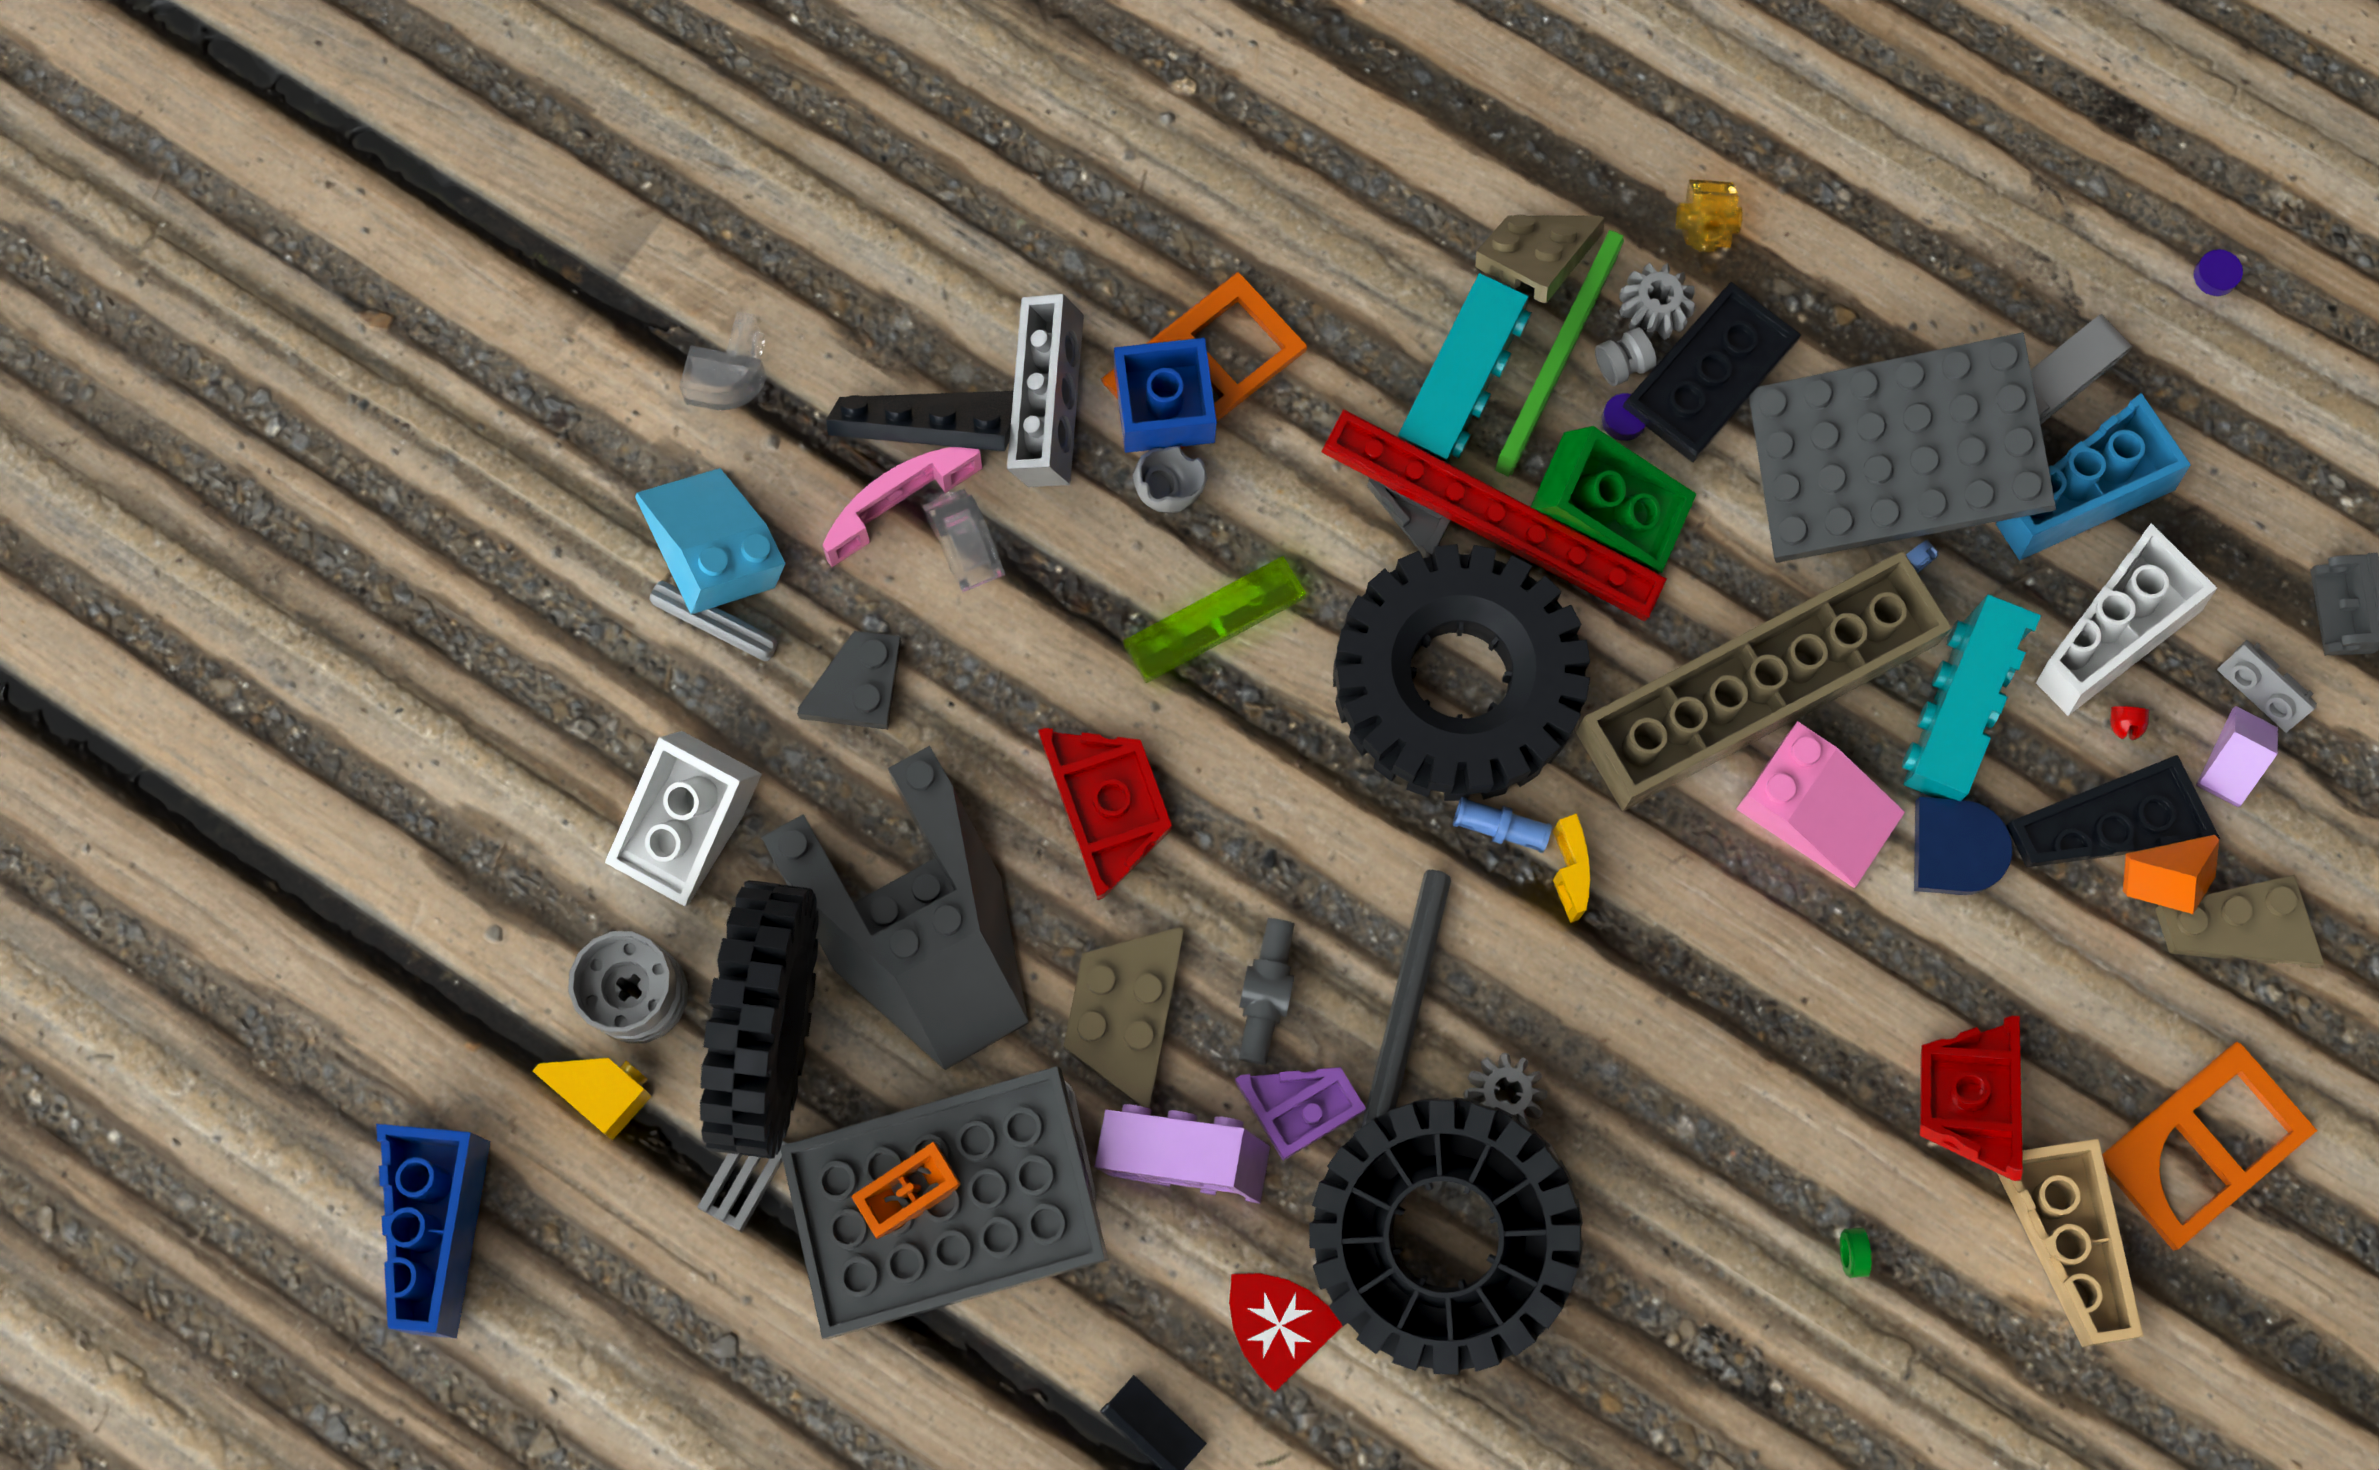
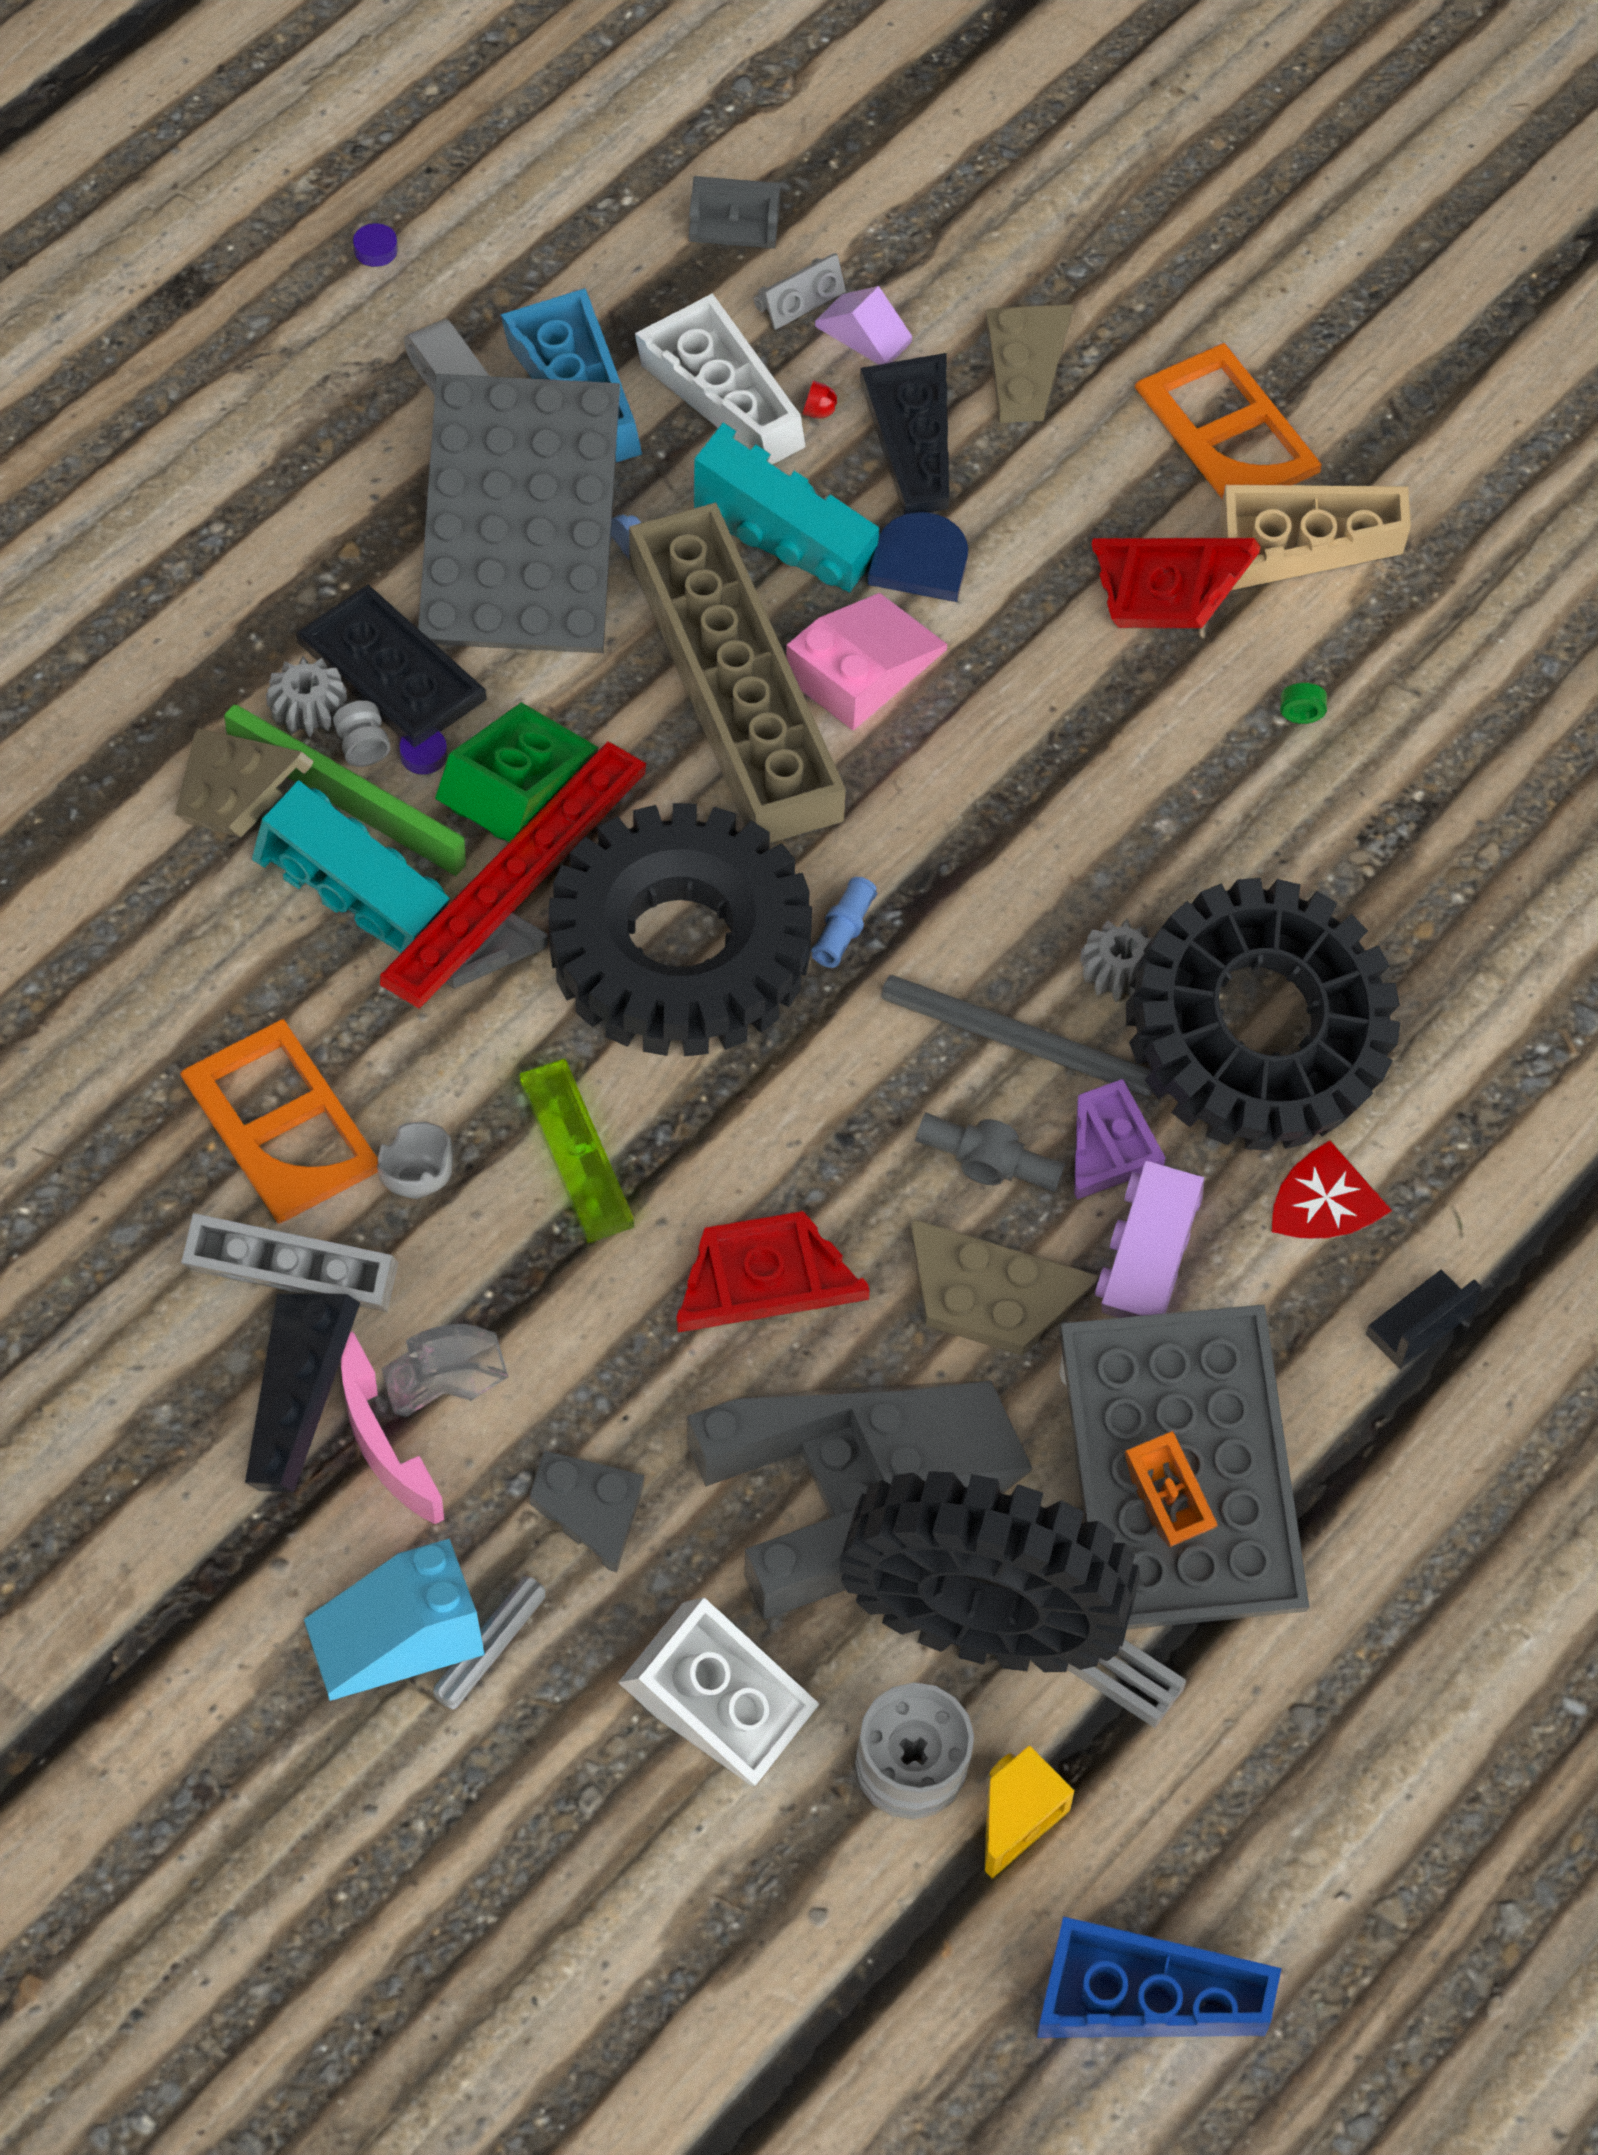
camera: 80 degrees left, 15 degrees down
(730, 377) = (195, 1589): clear brick -> none
(1165, 395) = (325, 1142): blue brick -> none
(1574, 880) = (914, 866): yellow slope -> none
(1709, 215) = (223, 630): clear yellow brick -> none
(2172, 873) = (976, 393): orange slope -> none

